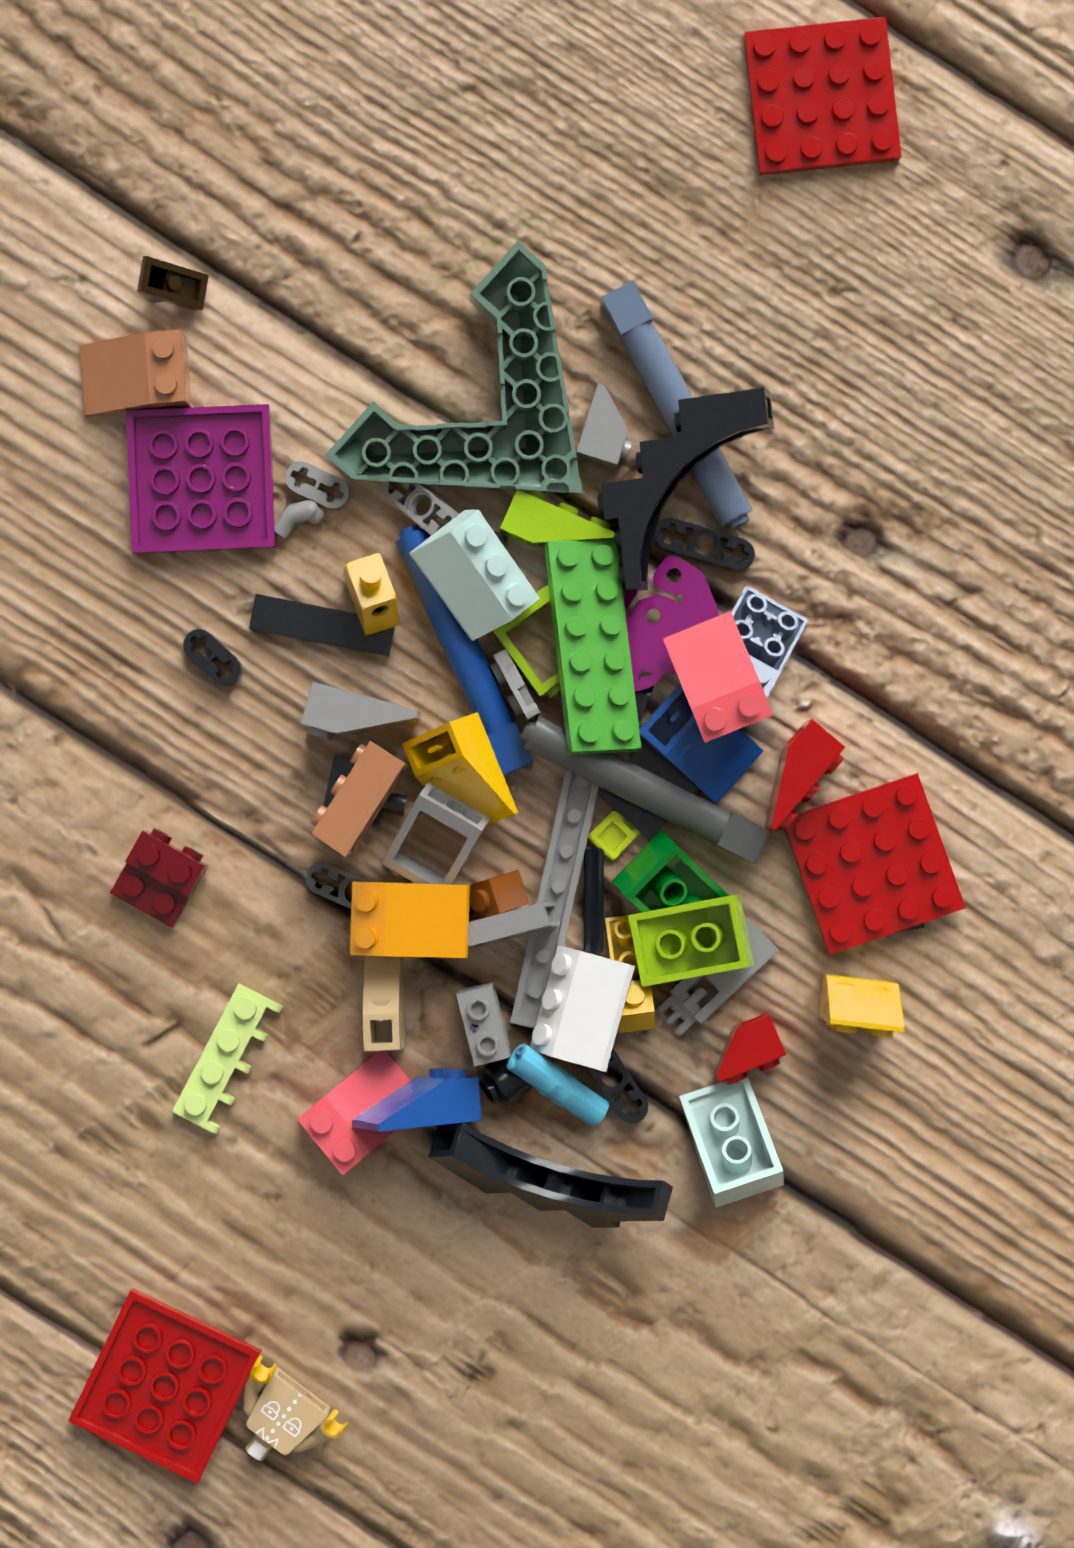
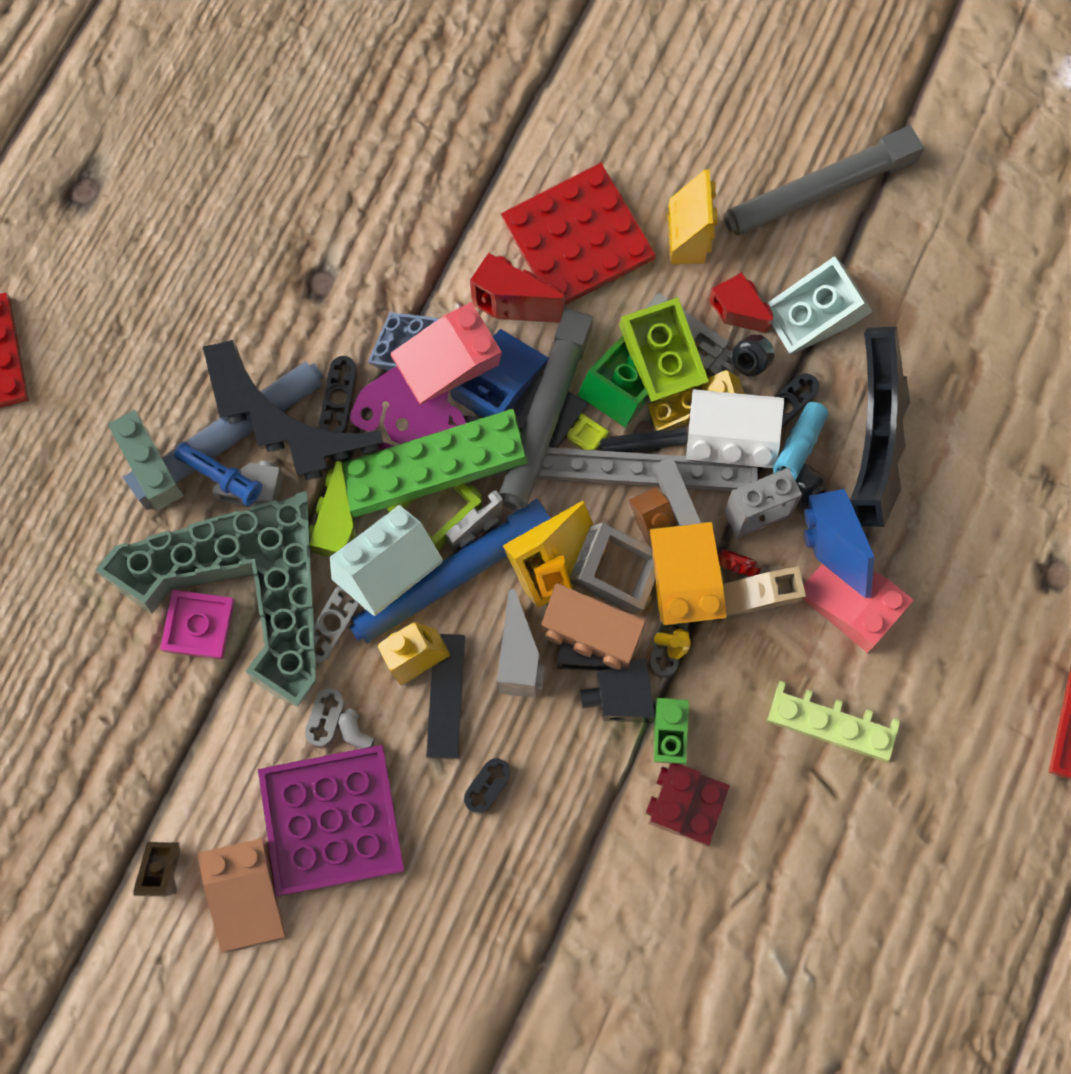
camera: 100 degrees left, 15 degrees down
(237, 870) = (670, 730): none -> bright green slope
(287, 823) = (622, 694): none -> black torso
(336, 895) = (677, 643): none -> yellow plate
(422, 982) = (738, 563): none -> red gear
(427, 765) = (551, 573): none -> light orange slope
(447, 352) = (197, 624): none -> dark pink plate
(601, 402) = (229, 479): none -> blue pin
(642, 308) = (145, 460): none -> sand green brick
(678, 1049) = (753, 355): none -> black head
(899, 1184) = (889, 155): none -> dark grey brick

